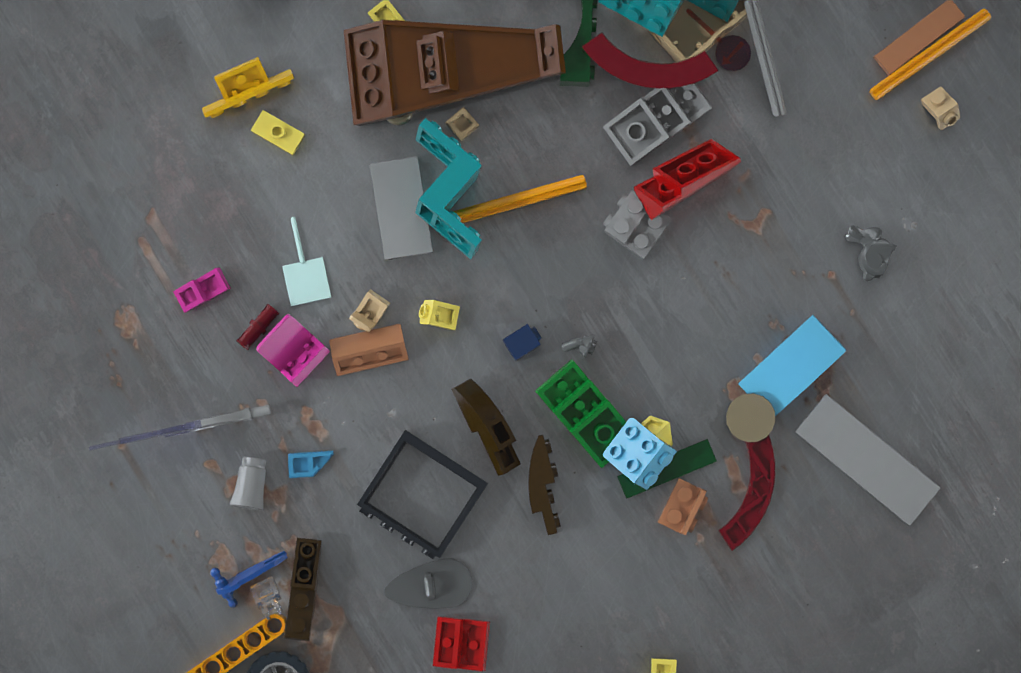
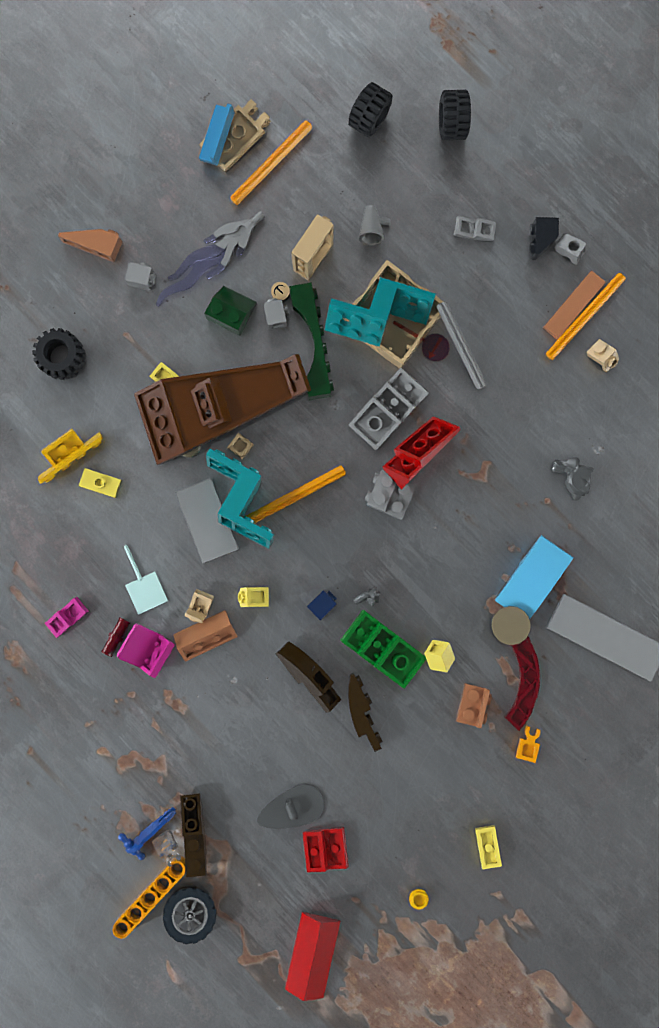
camera: 10 degrees left, 0 degrees up
(246, 414) = (120, 708): piece -> none
(250, 484) = (135, 762): light grey plant -> none
(307, 463) = (176, 734): dark azure tile -> none
(390, 524) = (265, 773): black window -> none
(639, 454) = (431, 673): medium azure bracket -> none
(648, 73) = (373, 377): dark red tile -> none
(683, 462) = (454, 678): dark green tile -> none
(739, 574) = (527, 747): none -> light orange plate

